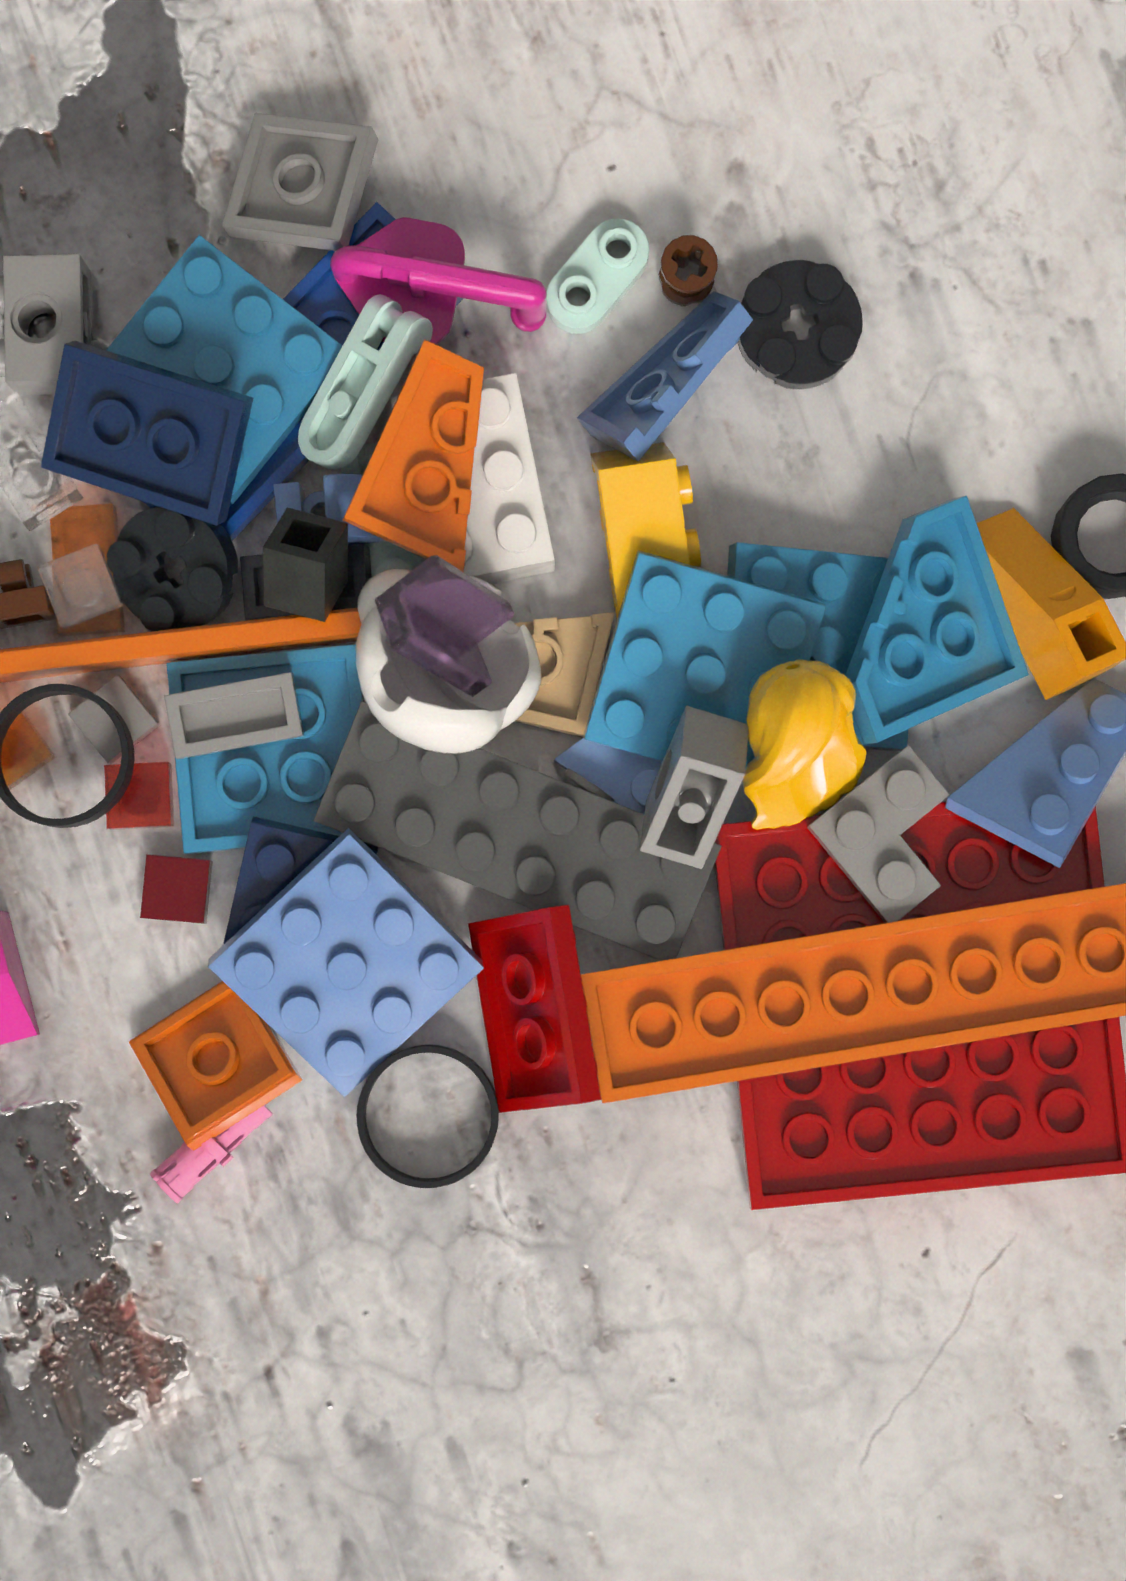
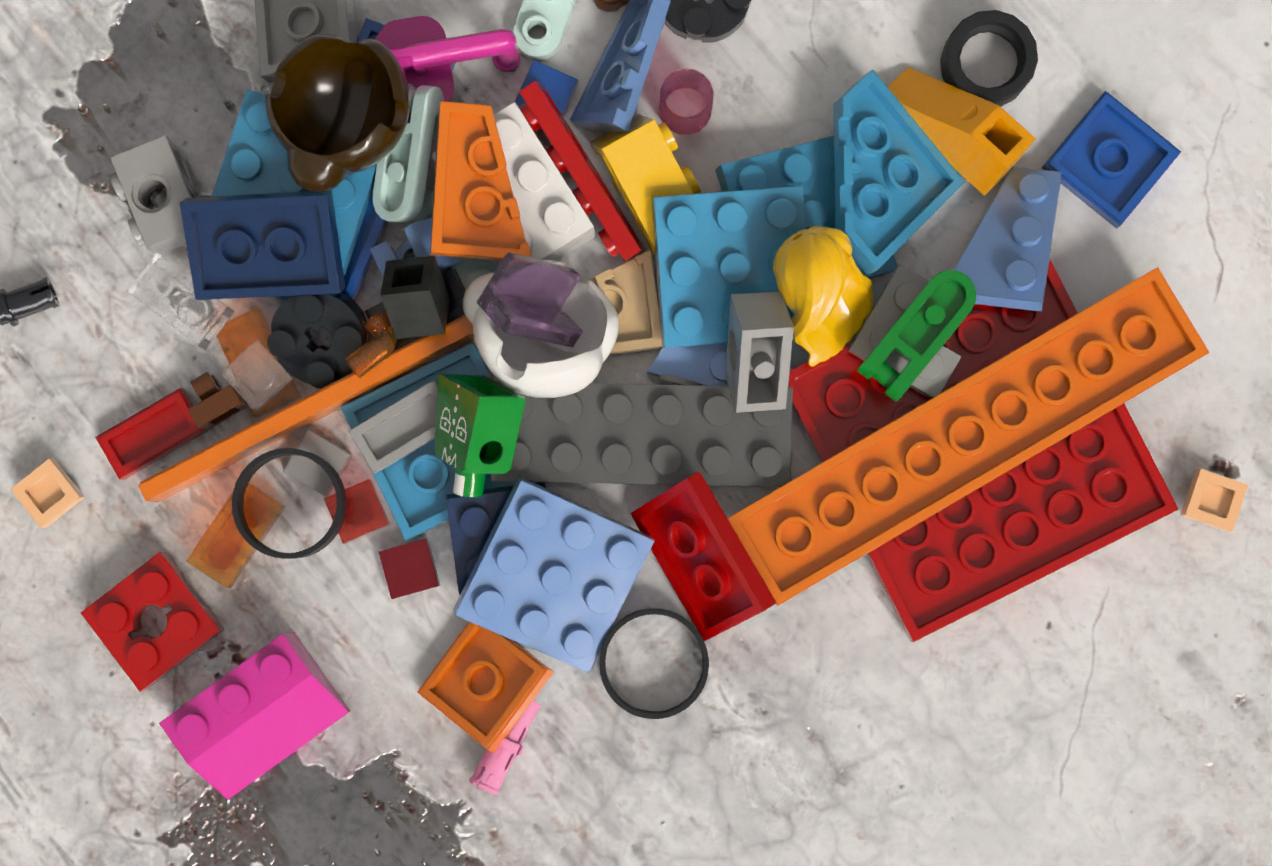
camera: 15 degrees left, 0 degrees up
(233, 609) = (376, 349): none -> clear orange arm
(296, 302) = (337, 108): none -> dark brown piece
(318, 751) = (476, 428): none -> green torso
(559, 461) = (569, 155): none -> red plate
(560, 374) = (558, 84): none -> blue tile
(737, 422) = (686, 79): none -> clear pink piece
(902, 836) = (921, 331): none -> green plate

